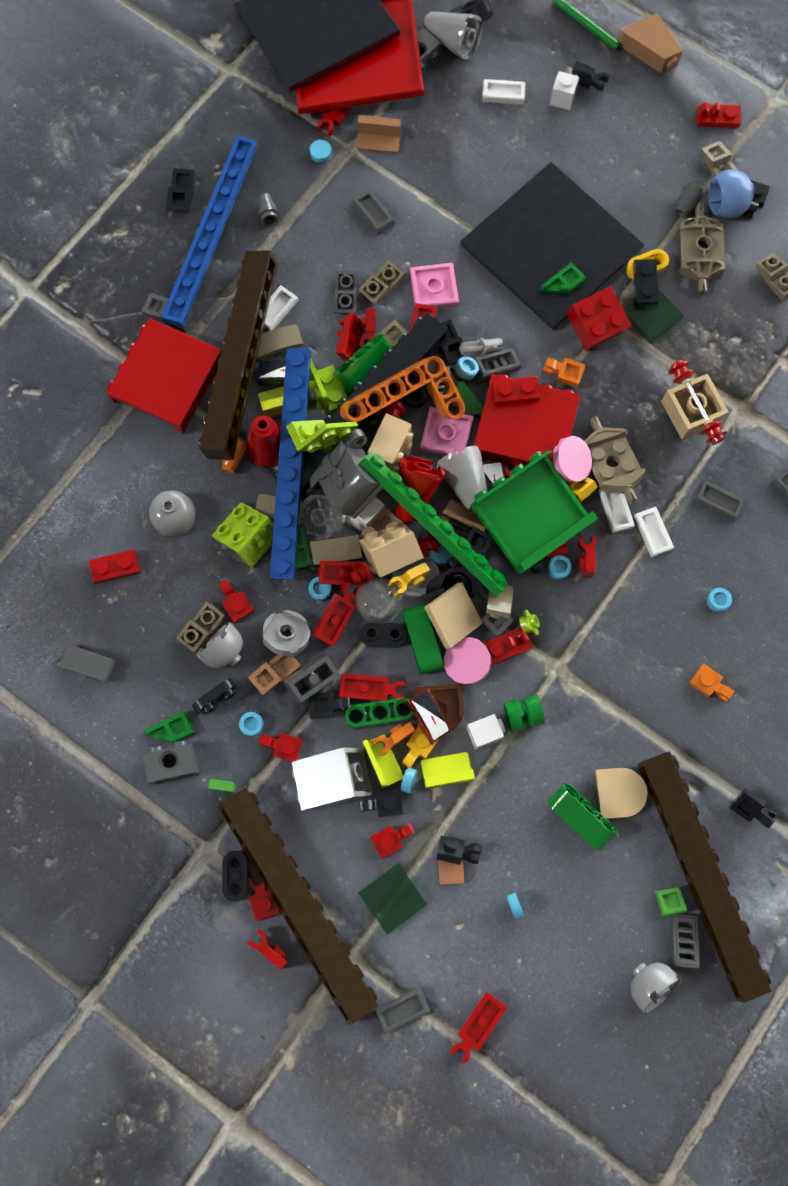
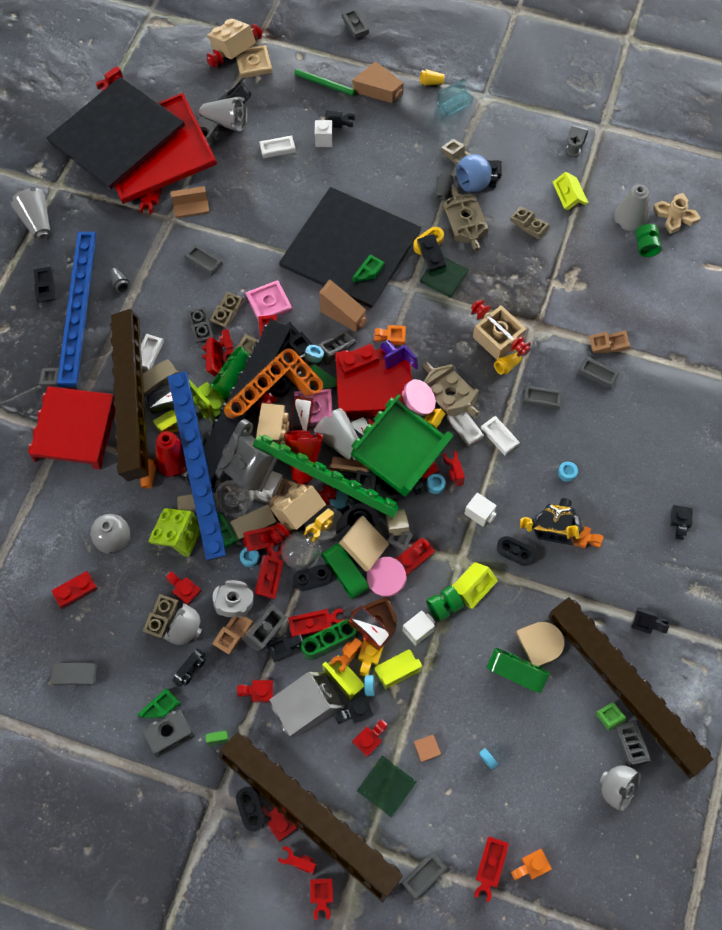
camera: 15 degrees left, 10 degrees down
(191, 95) = (32, 211): none -> light grey cone
(251, 724) = (226, 681): medium azure tile -> none
(284, 994) = (321, 893): none -> red plate
(317, 435) = (213, 435): lime bracket -> none
(320, 151) = (147, 226): medium azure tile -> none
(429, 438) = (301, 413): none -> slope
(454, 851) = (424, 730): black plate -> none
(481, 346) = (319, 335): light grey axle -> none
(497, 559) = (385, 490): none -> black plate
(517, 319) = (341, 307): none -> medium nougat slope
(528, 1039) = (533, 865): none -> orange plate
(529, 623) = (426, 532): lime plate -> none
(562, 400) = (396, 356): none -> dark purple bracket
(565, 700) = (475, 584): none -> neon yellow panel
(598, 318) = (404, 289): red brick -> none
(601, 615) = (480, 510): none -> white brick
(627, 674) = (517, 548): none -> black plate
(683, 659) = (555, 523): none -> torso
(691, 446) = (506, 363): none -> yellow cone
(718, 53) = (431, 78): none -> yellow cone
(719, 115) = (446, 121): red plate -> none
(739, 87) = (454, 97): none -> clear light blue panel

